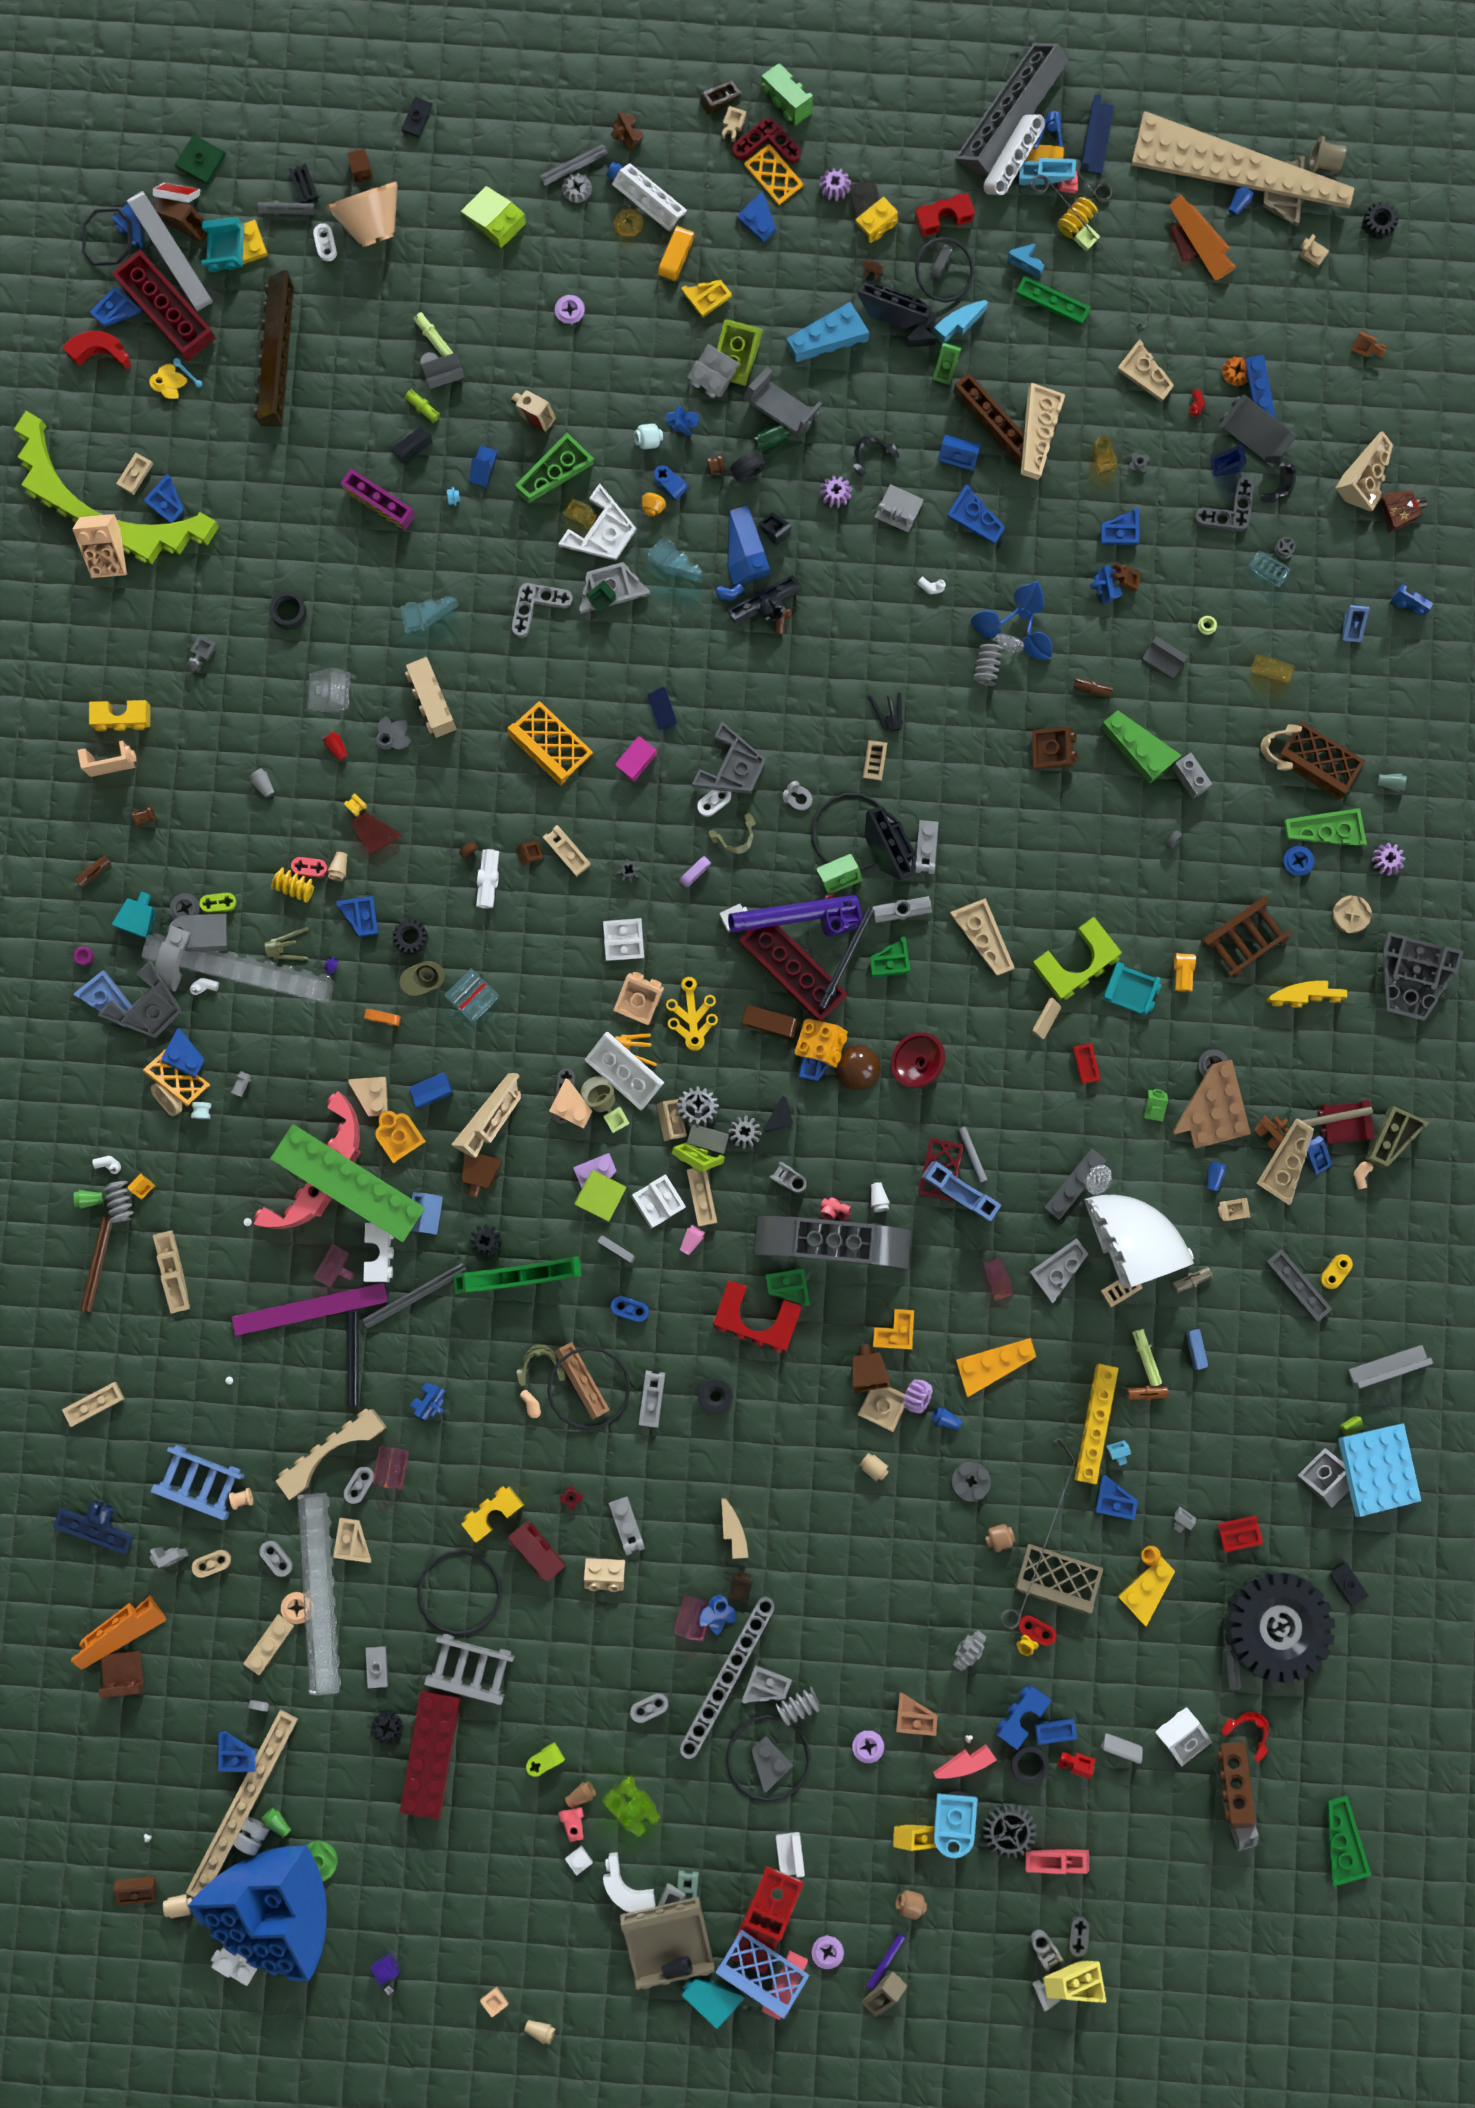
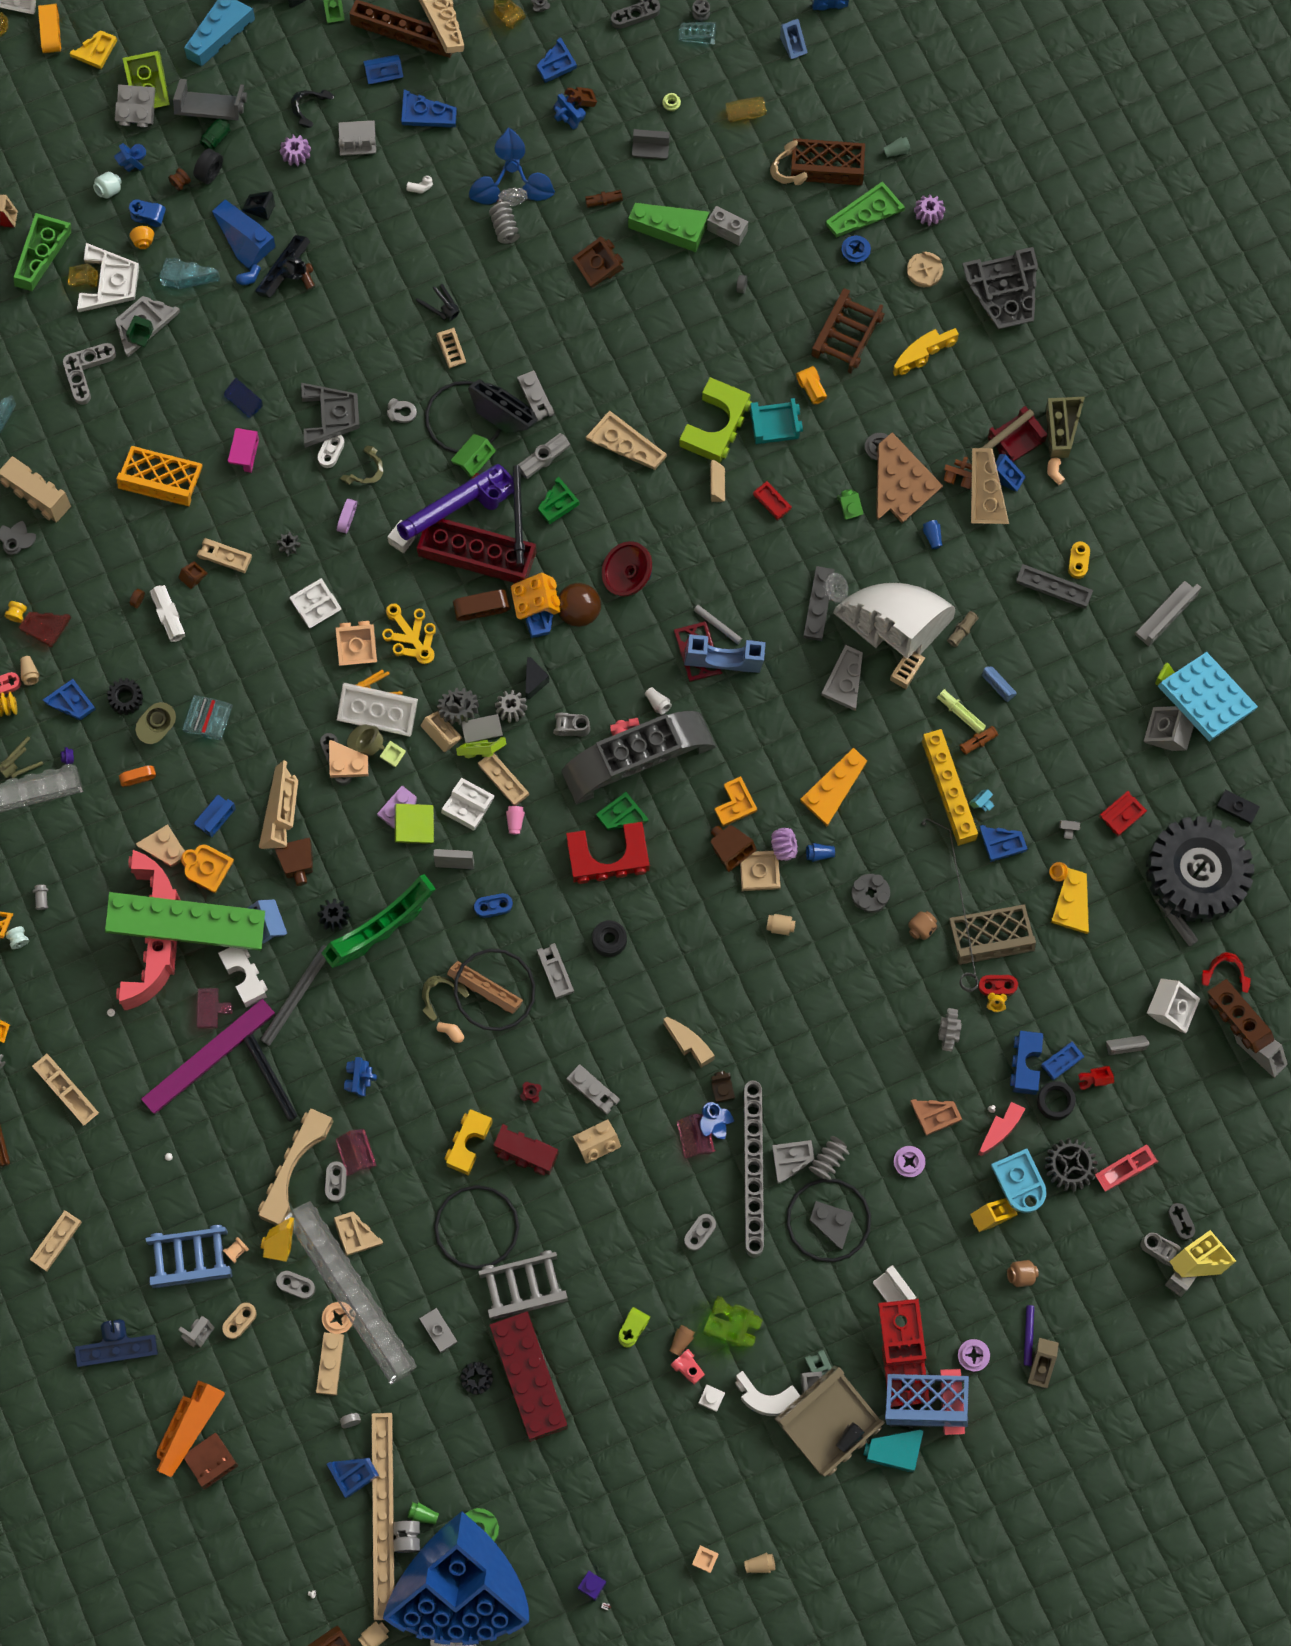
camera: 30 degrees left, 10 degrees down
(280, 1513) = (278, 1241): none -> yellow slope
(998, 1279) = (798, 714): clear pink slope -> none
(1234, 1209) = (964, 553): tan bracket -> none

